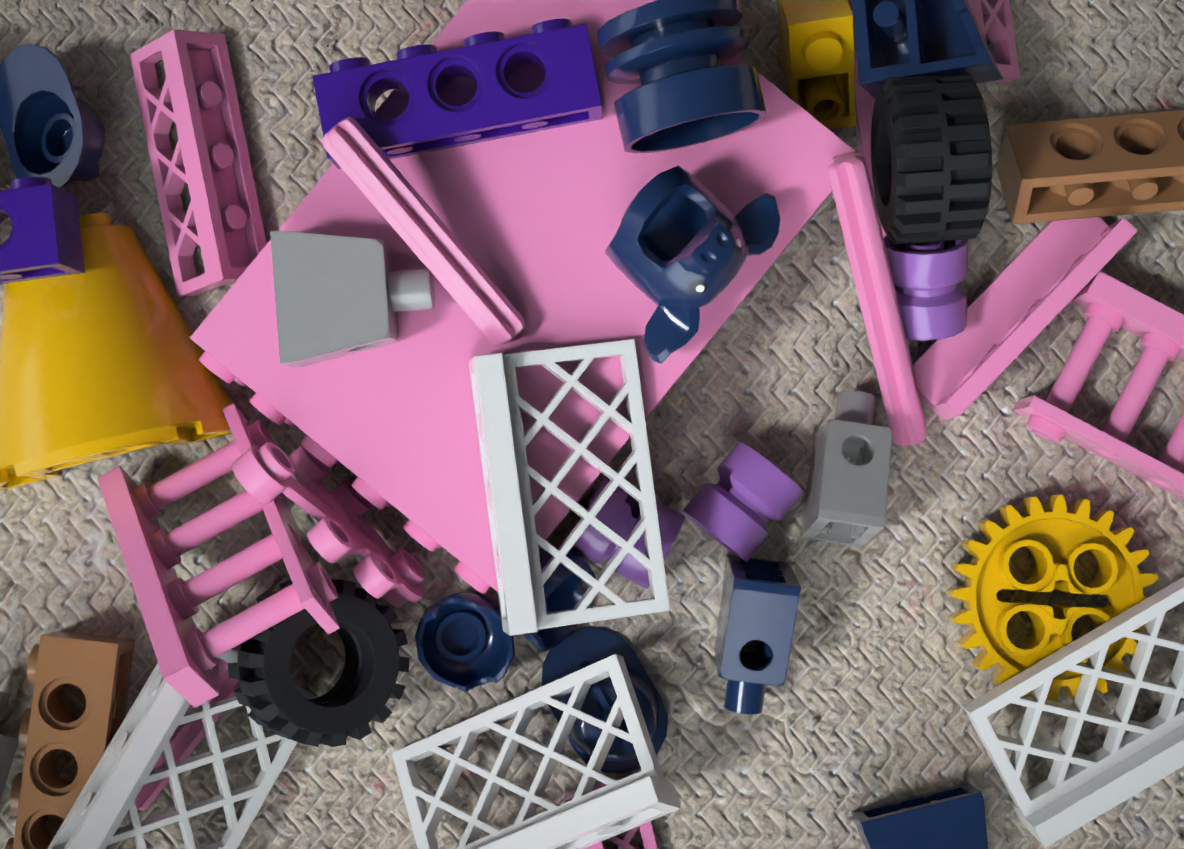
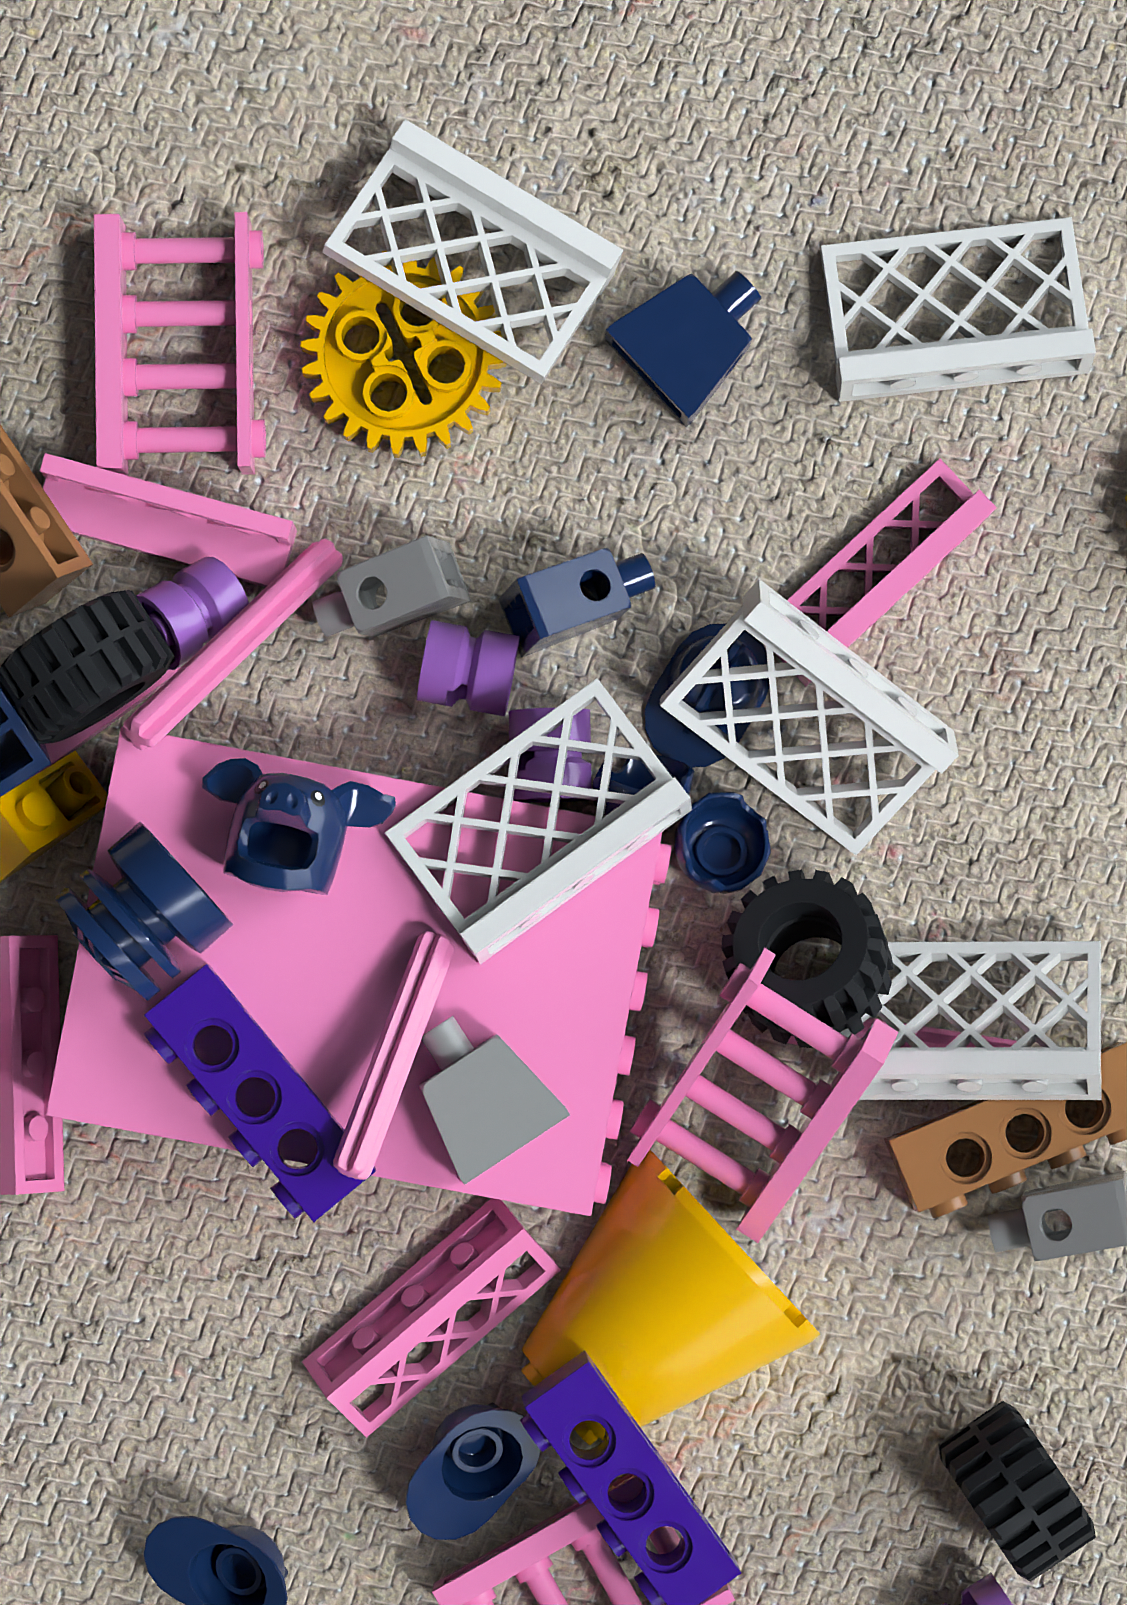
camera: 120 degrees left, 0 degrees up
(341, 519) = (658, 1065): bright pink plant -> none

